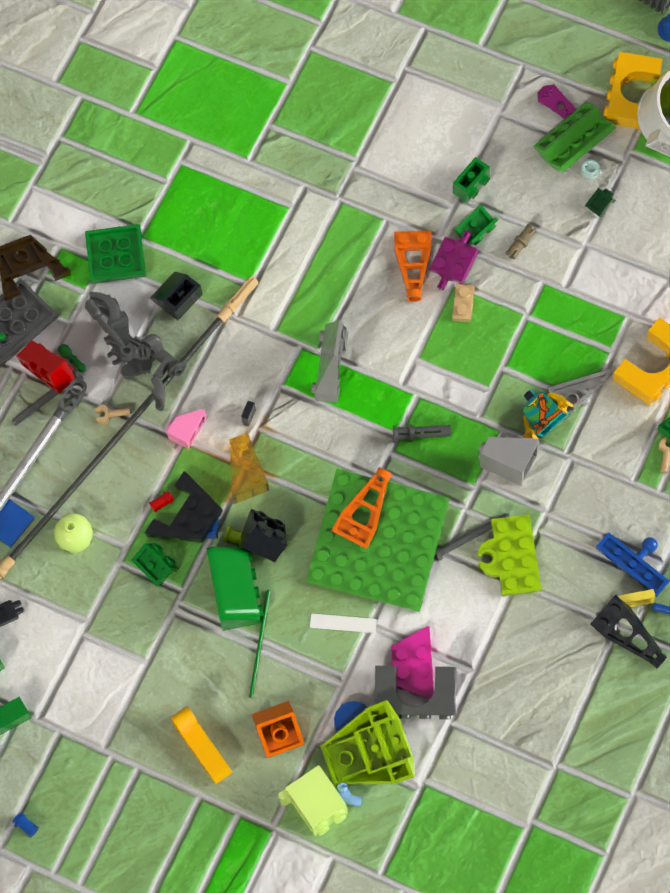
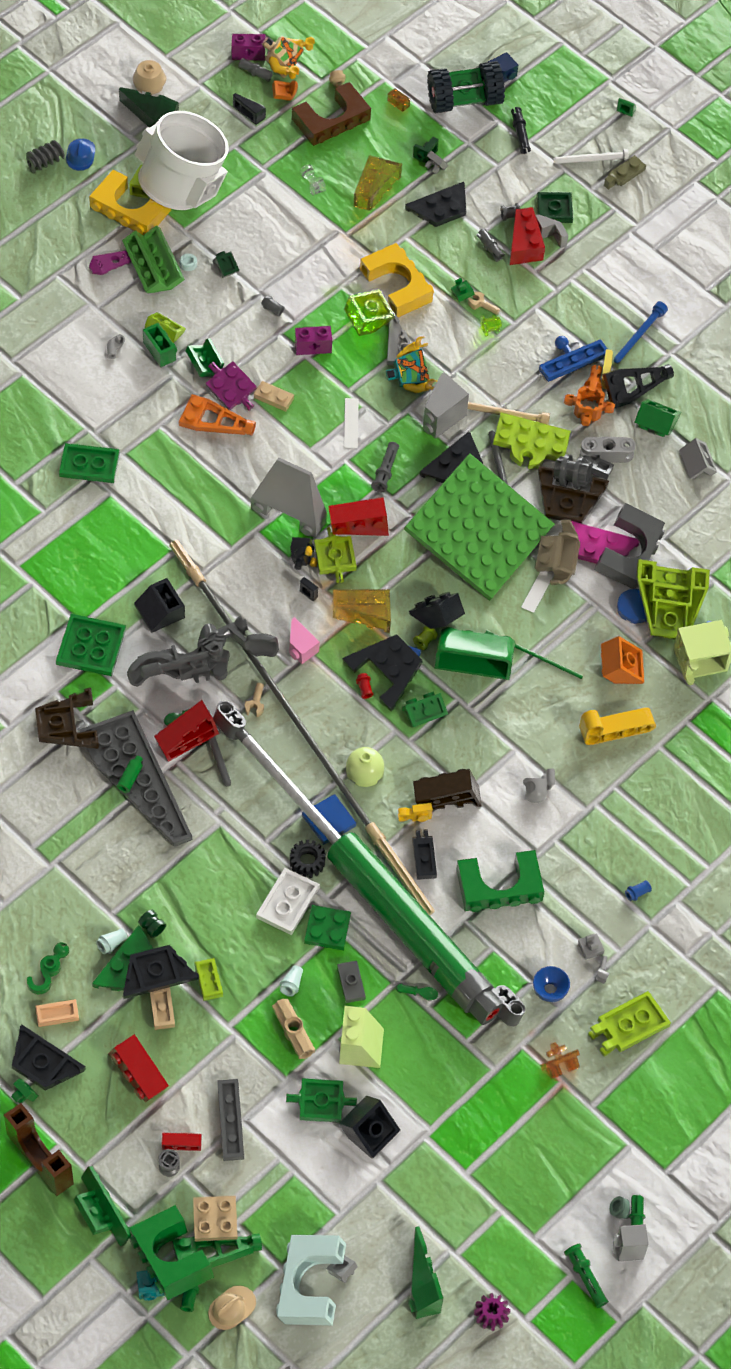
camera: 80 degrees left, 10 degrees down
(38, 598) = (418, 812): none -> yellow plate
(68, 614) = (448, 789): none -> dark brown wedge
(103, 694) = (537, 787): none -> light grey piece
(285, 392) = (301, 551): none -> black piece
(298, 423) = (335, 555): none -> lime plate
(313, 175) = (89, 463): none -> green plate
(340, 428) = (359, 518): none -> red wedge
(354, 531) = (469, 533): orange plate -> none
(381, 628) = (559, 553): none -> dark tan plate
(449, 616) = (568, 503): none -> dark brown wing
(459, 143) = (113, 344): none -> light grey arm
(464, 383) = (351, 423): none -> white sticker
(464, 496) = (451, 458): none -> black wing
(486, 606) = (572, 471): none -> dark grey piece
(502, 178) = (172, 328): none -> lime slope
(506, 632) = (600, 467): none -> dark grey plate
(521, 241) = (235, 333): dark tan pin -> none
(529, 622) = (608, 448): none -> light grey piece
(541, 312) = (313, 340): none -> magenta brick
(543, 557) = (542, 418): none -> tan piece
(561, 727) = (697, 458): none -> light grey panel
(570, 261) = (272, 305): none -> dark grey pin
(596, 669) = (657, 417): none -> green slope
(598, 349) = (368, 311): none -> clear neon green slope
(600, 594) = (591, 391): none -> orange piece
(640, 468) = (490, 324): none -> clear neon green brick

